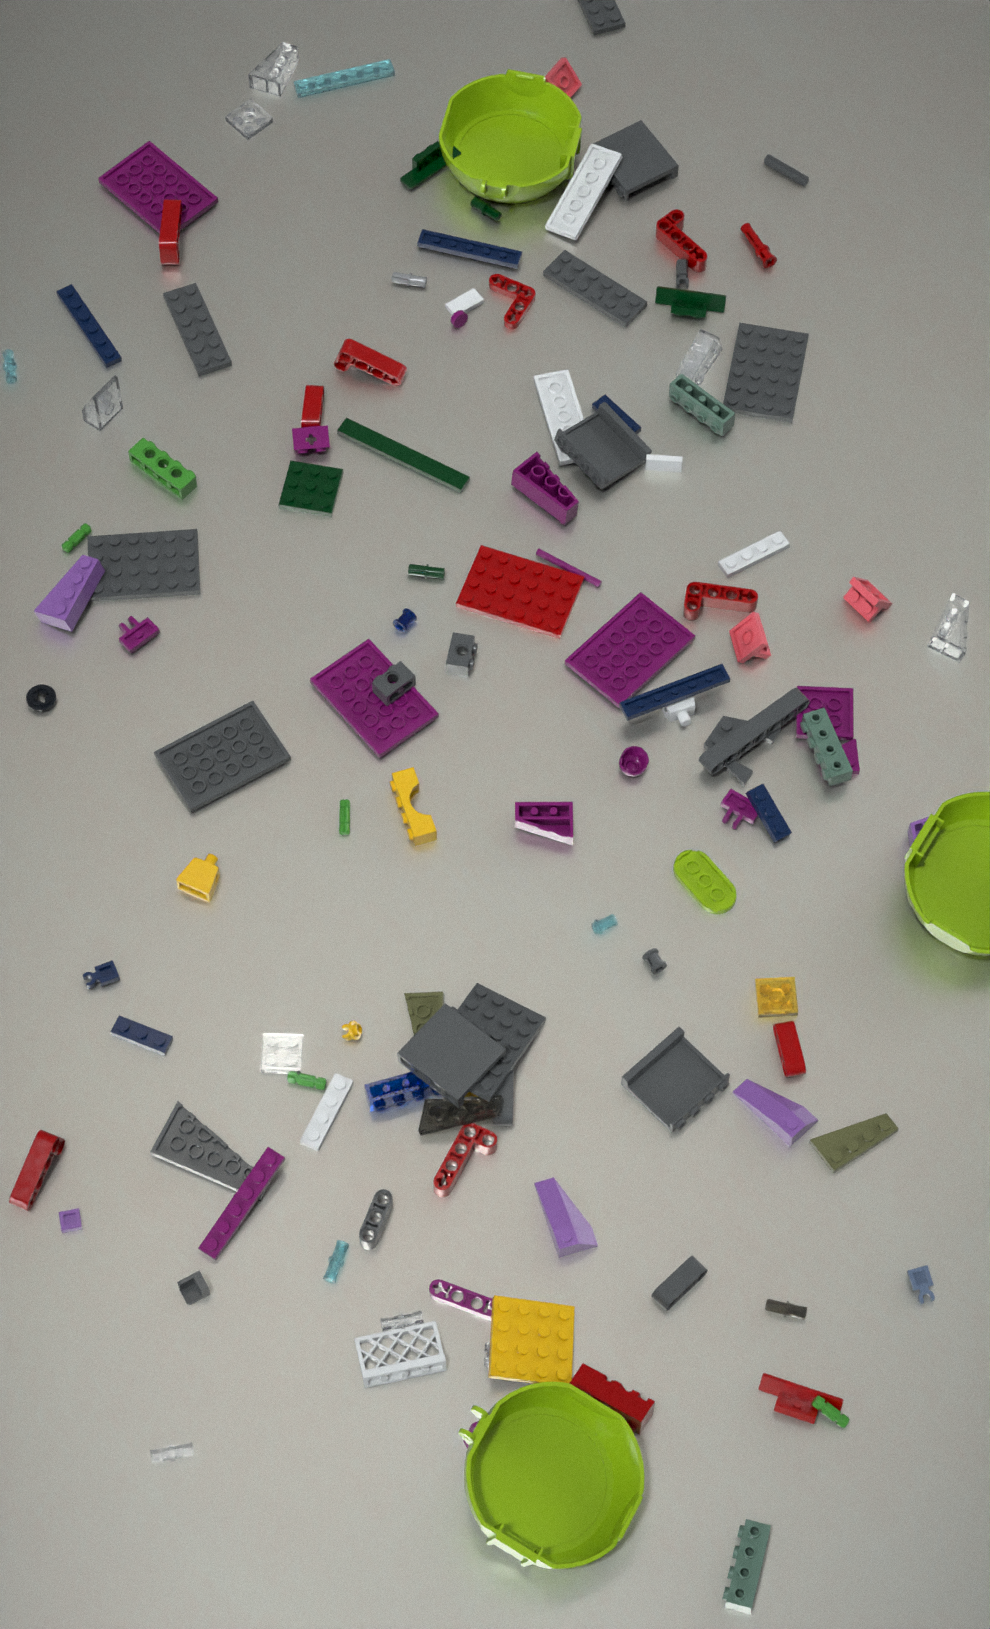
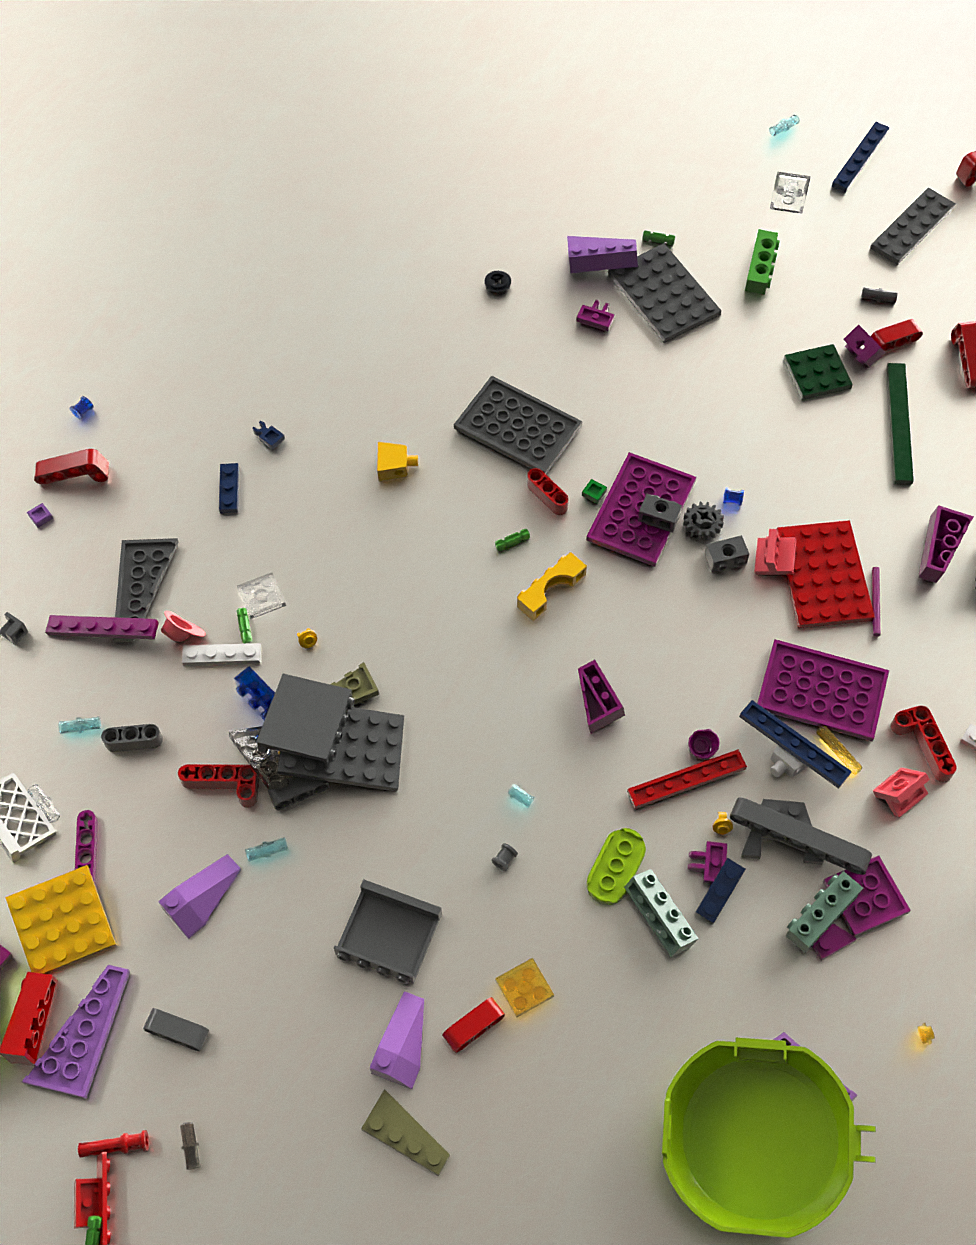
camera: 65 degrees right, 0 degrees up
(258, 397) = (879, 295): none -> dark grey pin
(282, 1136) = (178, 628): none -> coral piece
(319, 758) = (551, 498): none -> red beam
(333, 727) = (594, 491): none -> green plate
(416, 654) = (706, 520): none -> dark grey gear
(426, 571) = (794, 491): dark green axle -> none
(484, 618) = (775, 554): none -> coral bracket
(548, 1147) = (266, 849): none -> clear light blue pin
(649, 1363) = (78, 1046): none -> medium lavender wing
(656, 791) = (686, 779): none -> red plate
(689, 666) = (838, 748): none -> clear yellow axle
(711, 784) = (722, 824): none -> yellow plate
(759, 1361) = (123, 1144): none -> red pin
(765, 865) = (661, 912): none -> sand green brick
(953, 731) = (926, 1033): none -> clear yellow plate

